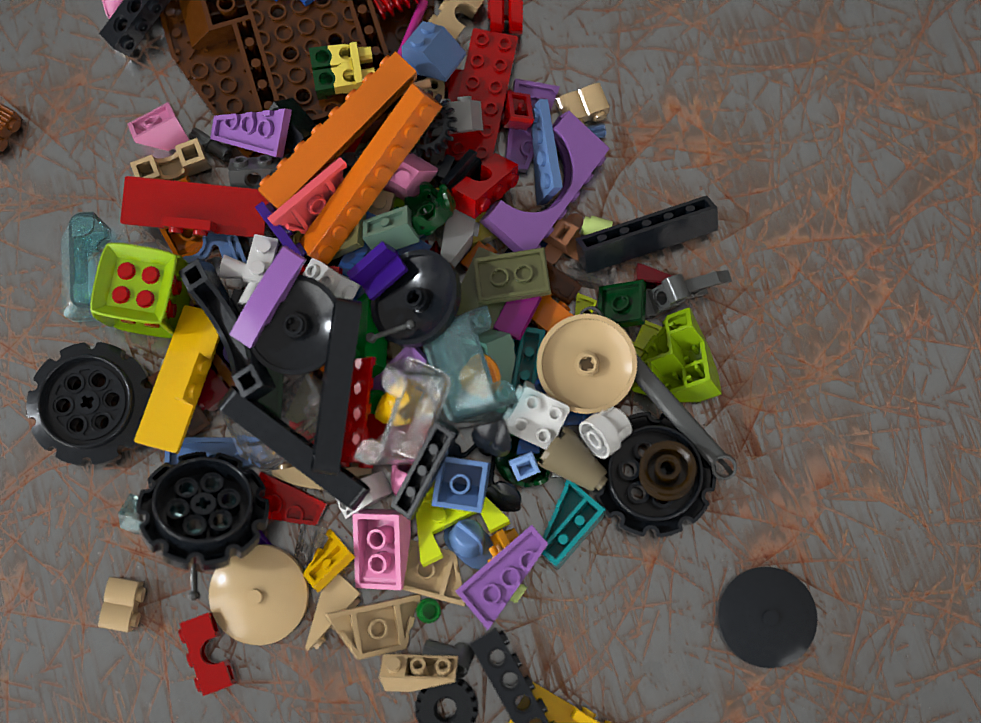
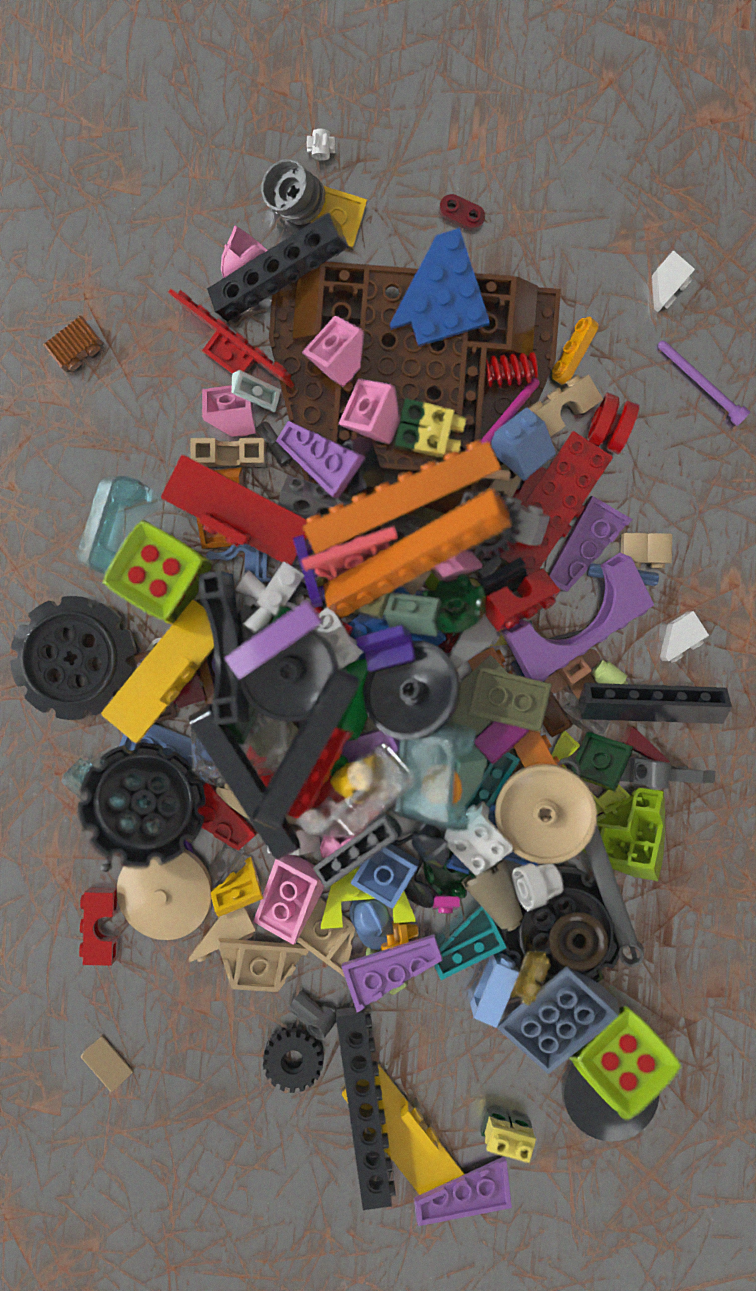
camera: 20 degrees right, 10 degrees up
(121, 604) = (38, 851): tan brick -> none
(138, 74) = (228, 348): none -> red bracket
(174, 101) = (255, 390): none -> light aqua slope
(233, 34) = (337, 350): none -> bright pink slope
(285, 73) = (372, 411): none -> bright pink slope
(371, 337) = (355, 710): dark grey hinge -> none
(416, 672) = (281, 1021): tan slope -> none
(428, 610) = (310, 966): green plate -> none
(518, 111) = (582, 533): red slope -> none
(524, 466) = (449, 880): light blue slope -> none
(531, 493) = (446, 904): none -> dark pink plate
(546, 163) = (589, 588): medium blue wing -> none
(611, 555) = (494, 988): none -> light blue window
(635, 513) = (534, 967): none -> clear yellow hinge
(647, 166) = (681, 635): none -> white slope
(682, 556) = (561, 1020): none -> sand blue slope
(684, 696) = (508, 1136): none -> light yellow hips
(761, 569) = (627, 1064): none -> lime piece

